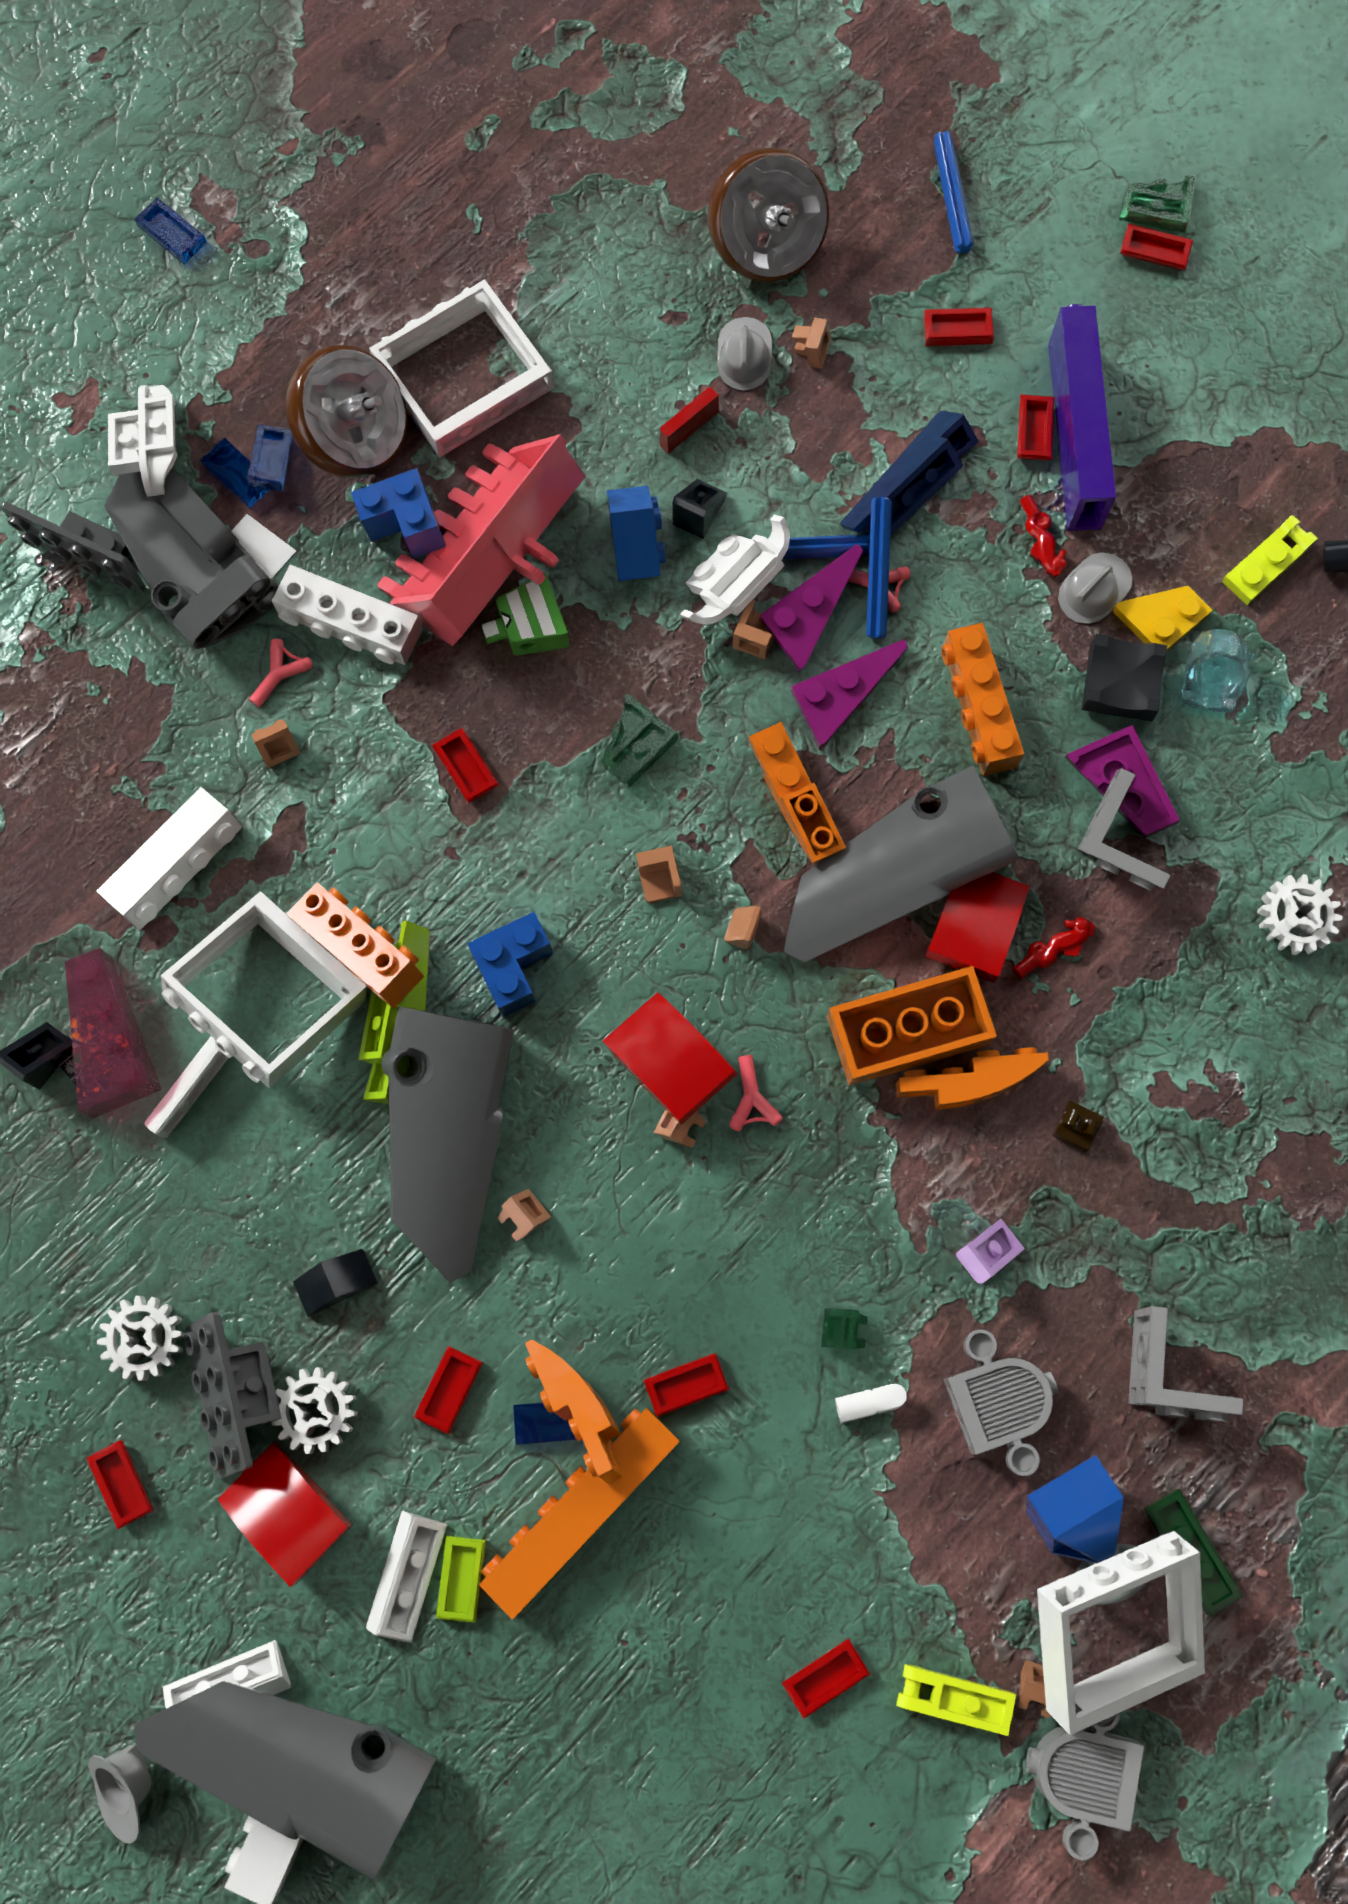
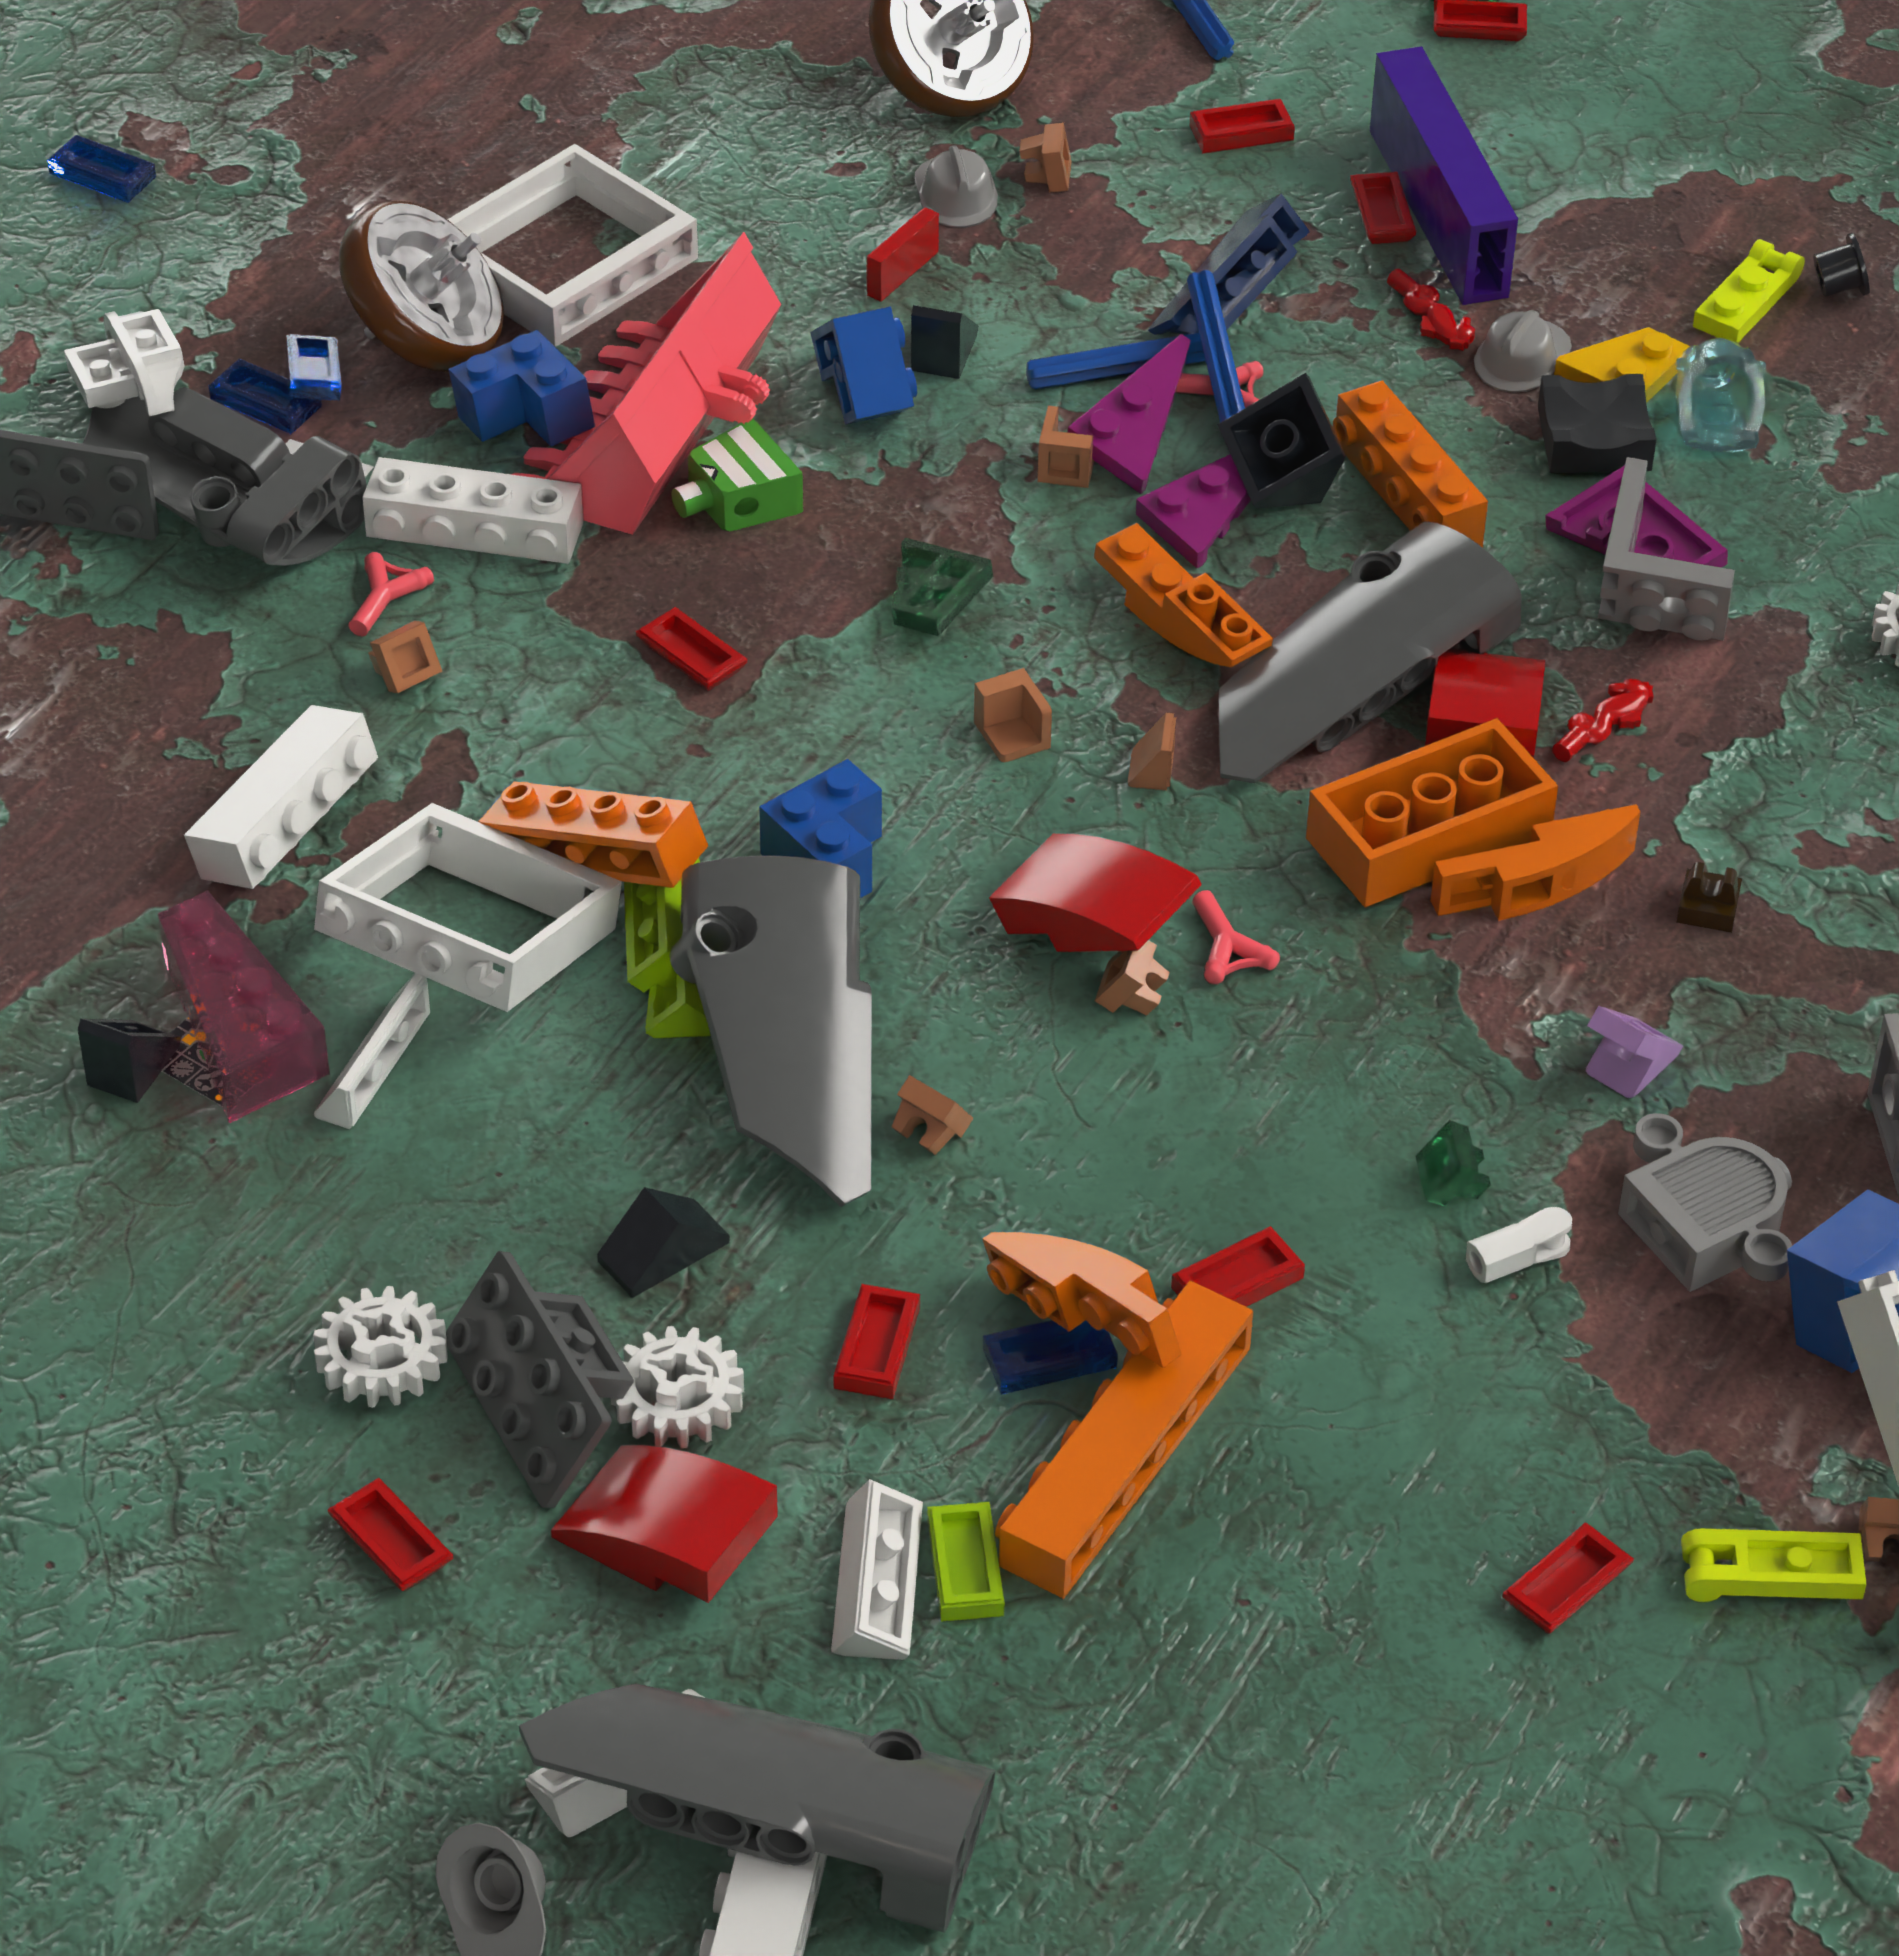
camera: 15 degrees left, 30 degrees down
(737, 572) = (1021, 385): white plate -> none
(898, 667) = (1284, 446): none -> black slope

